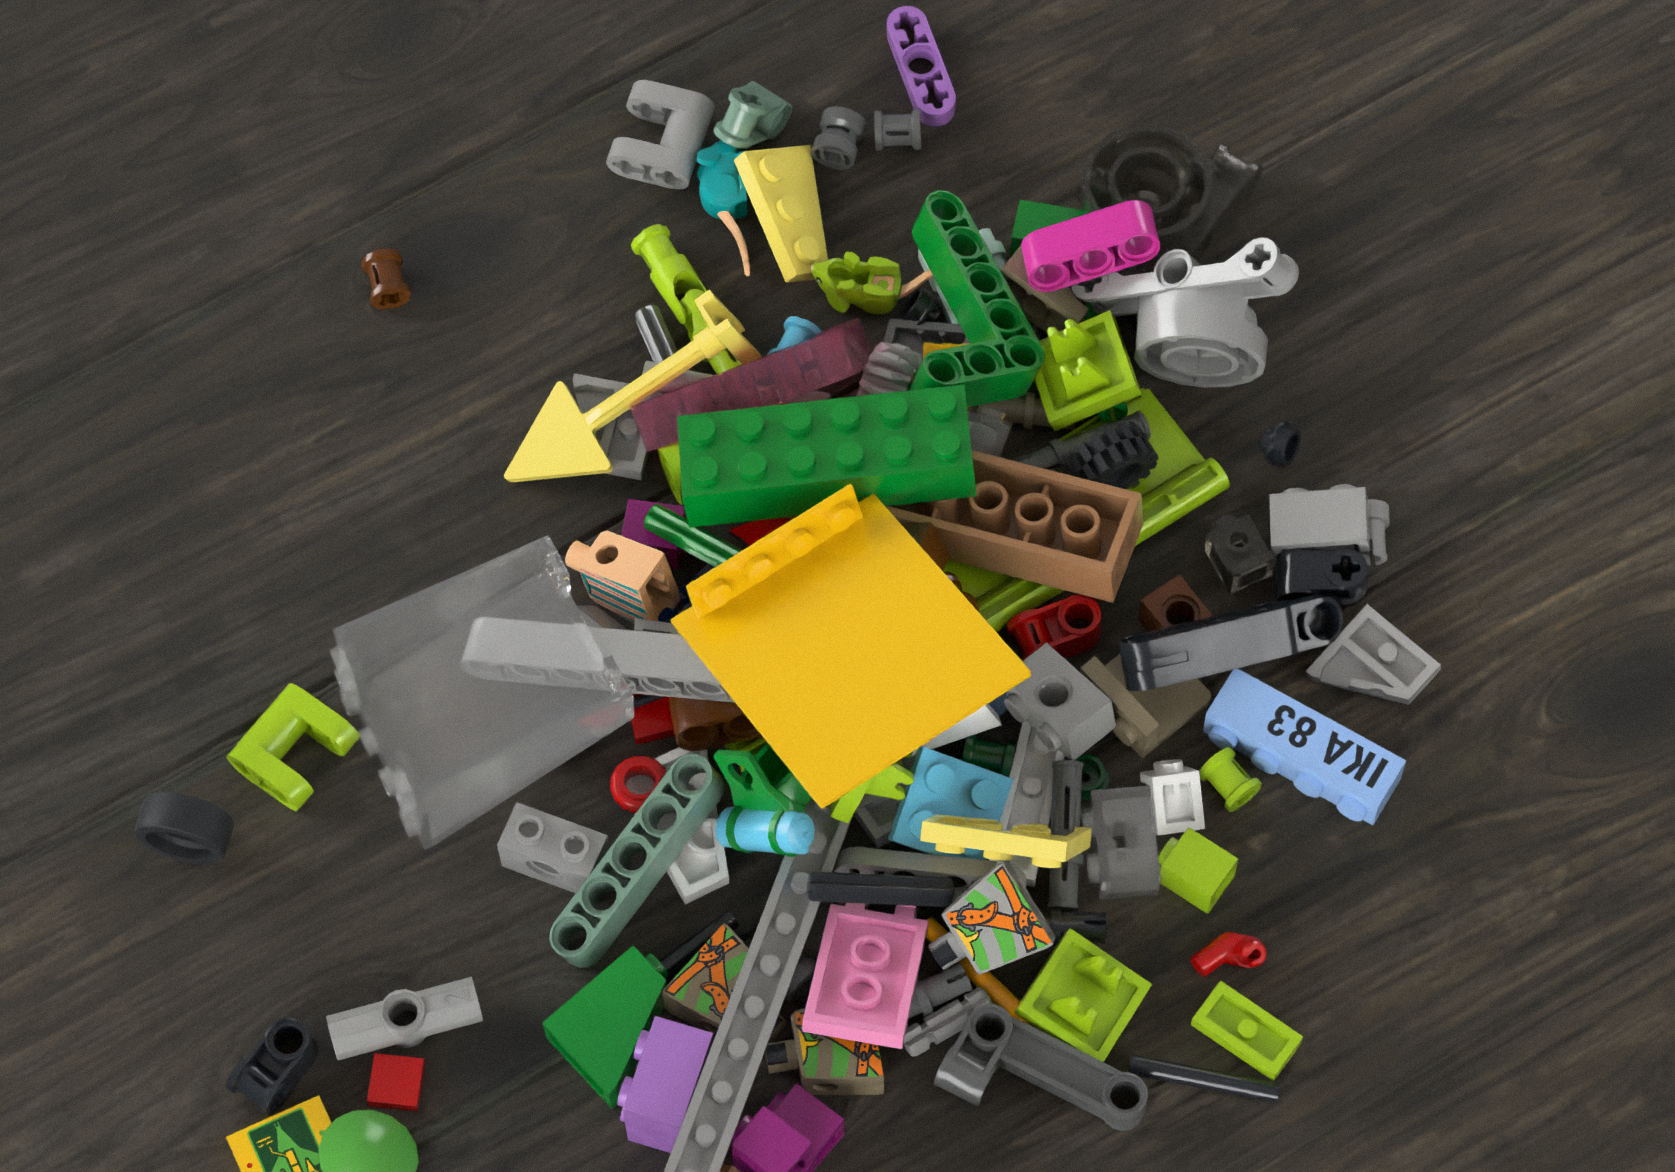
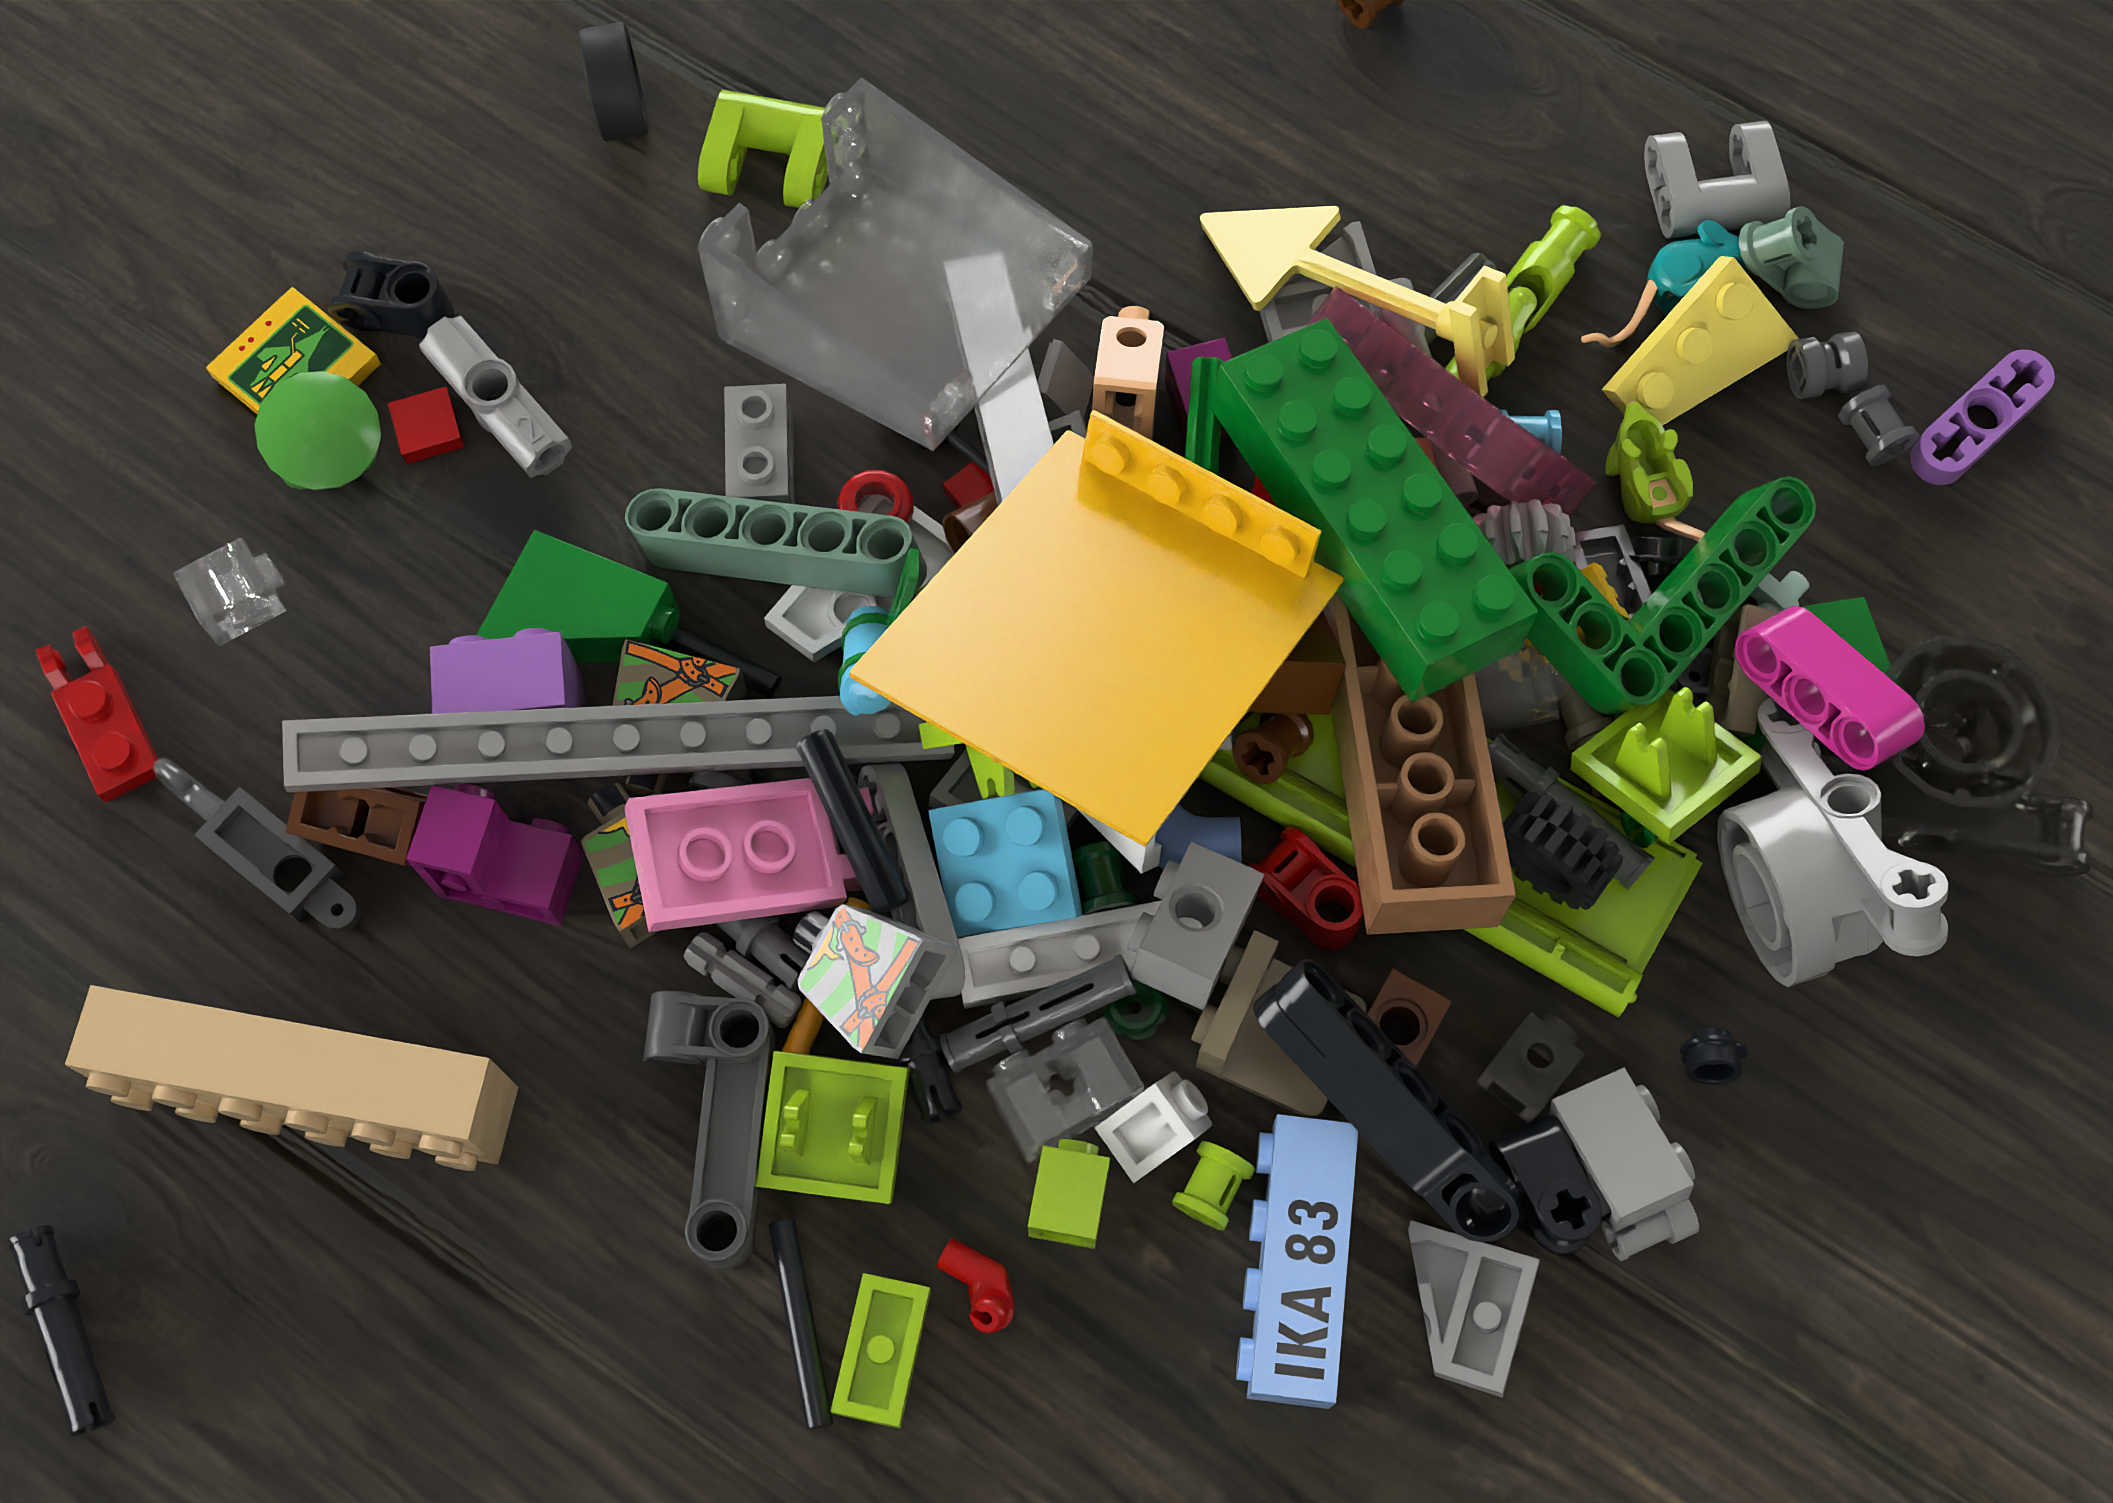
camera: 65 degrees right, 5 degrees up
(1034, 840) = (977, 966): light yellow wing -> none

